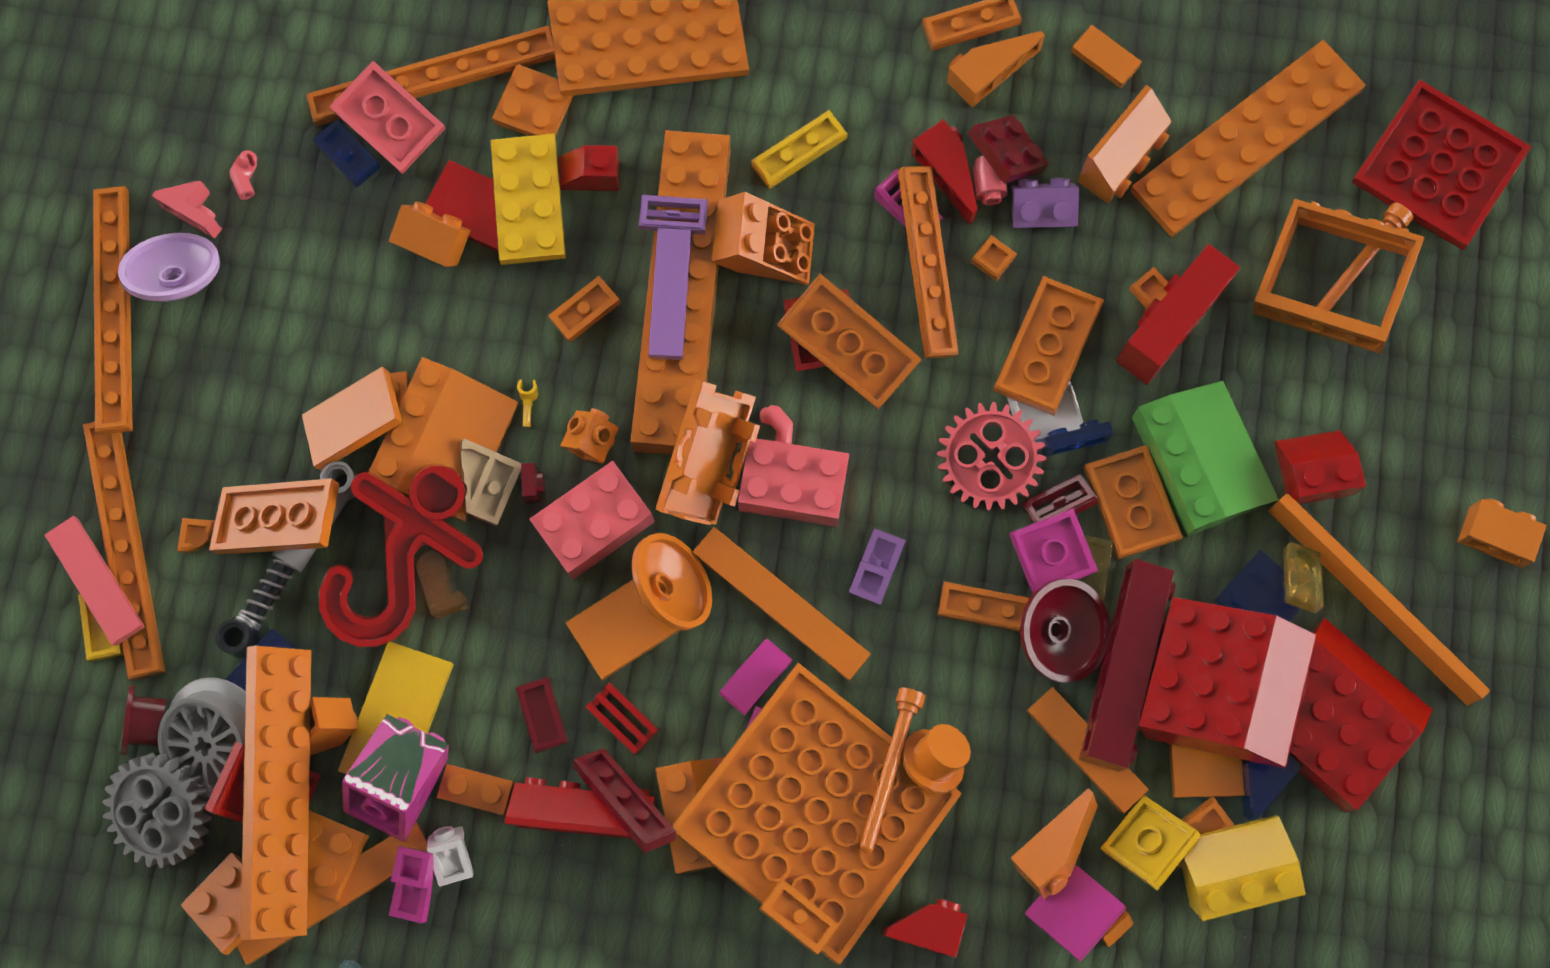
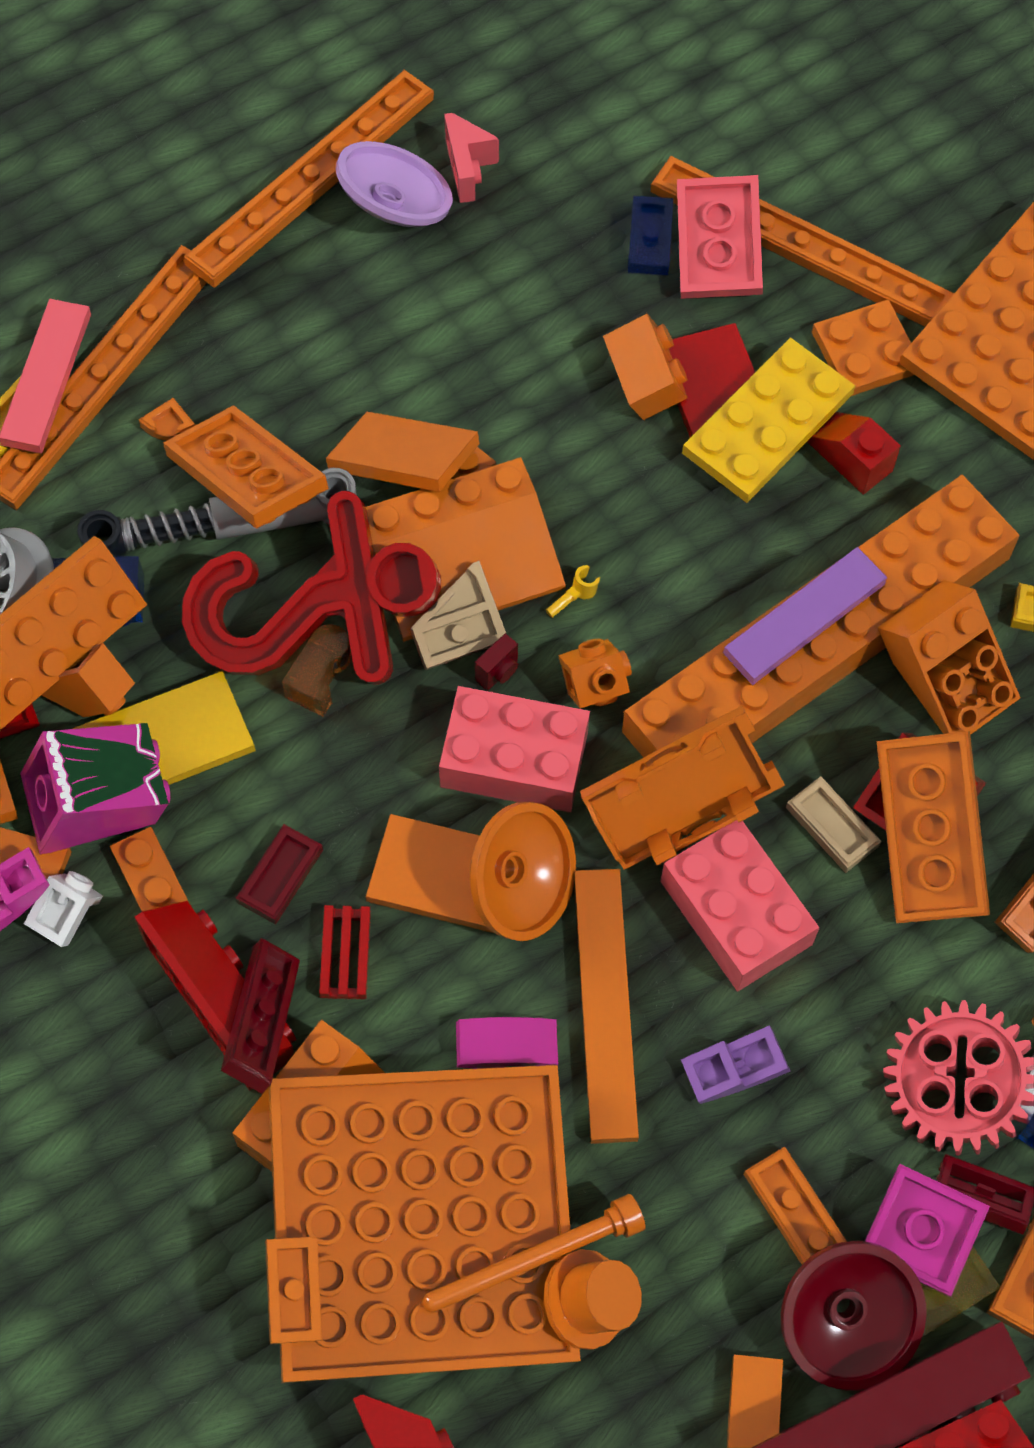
camera: 45 degrees right, 10 degrees down
(241, 173) = (543, 169): coral arm -> none
(584, 309) = (714, 562): orange plate -> none
(676, 202) = (902, 544): medium lavender tile -> none
(779, 421) = (787, 838): coral arm -> none
(793, 389) = (833, 824): none -> tan tile

